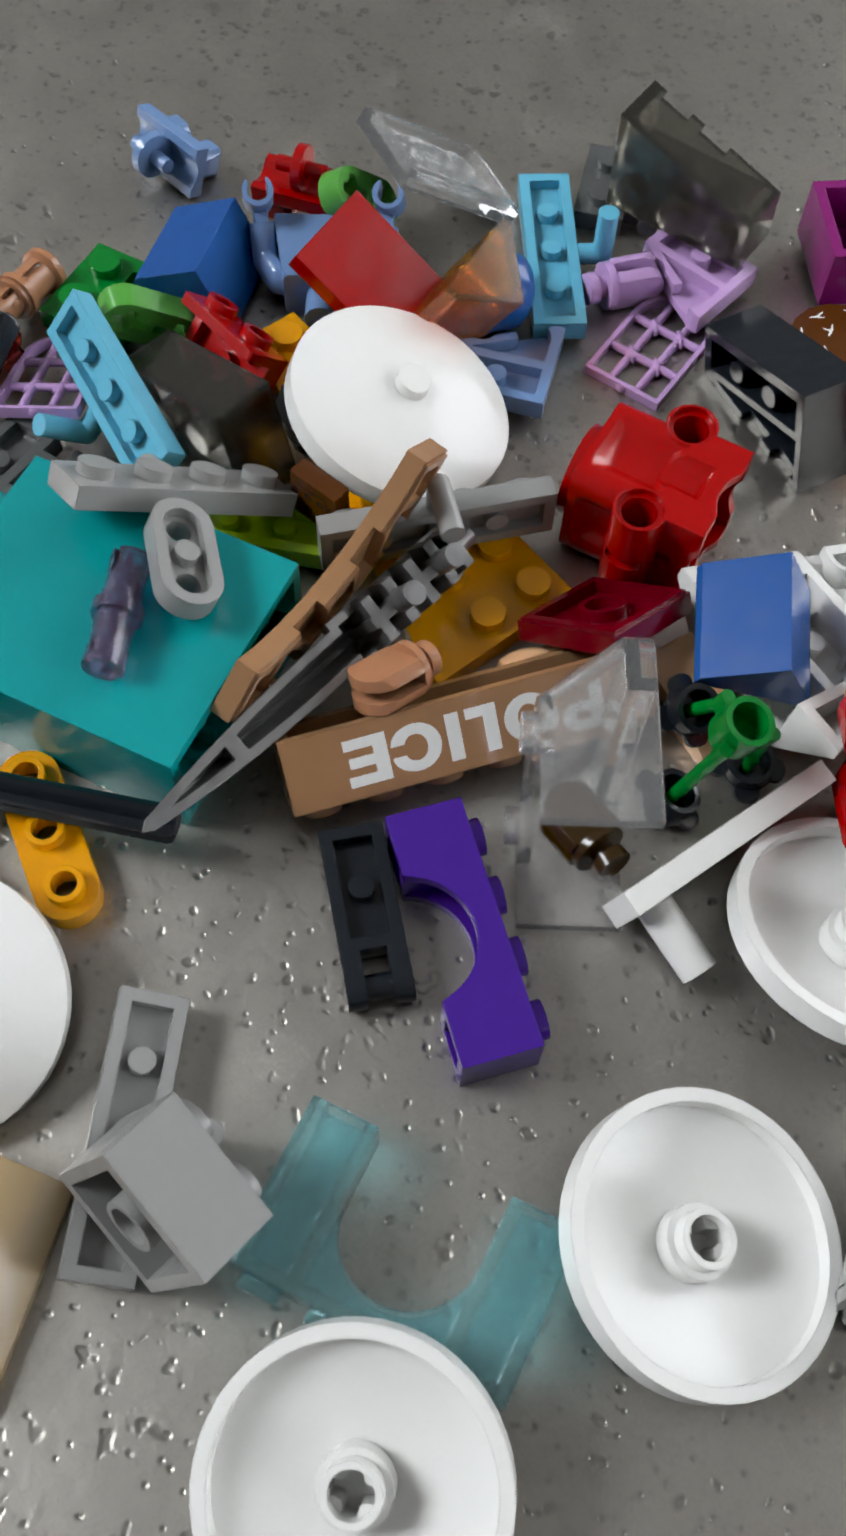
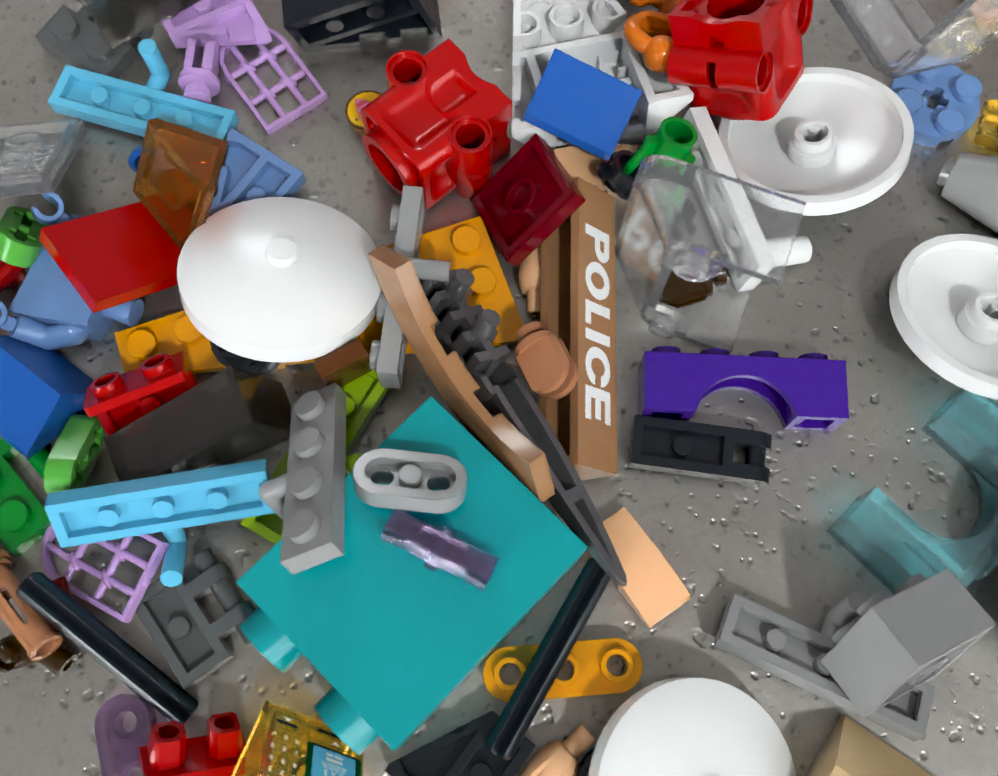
camera: 70 degrees left, 10 degrees up
(190, 879) = (651, 582): none -> light nougat slope

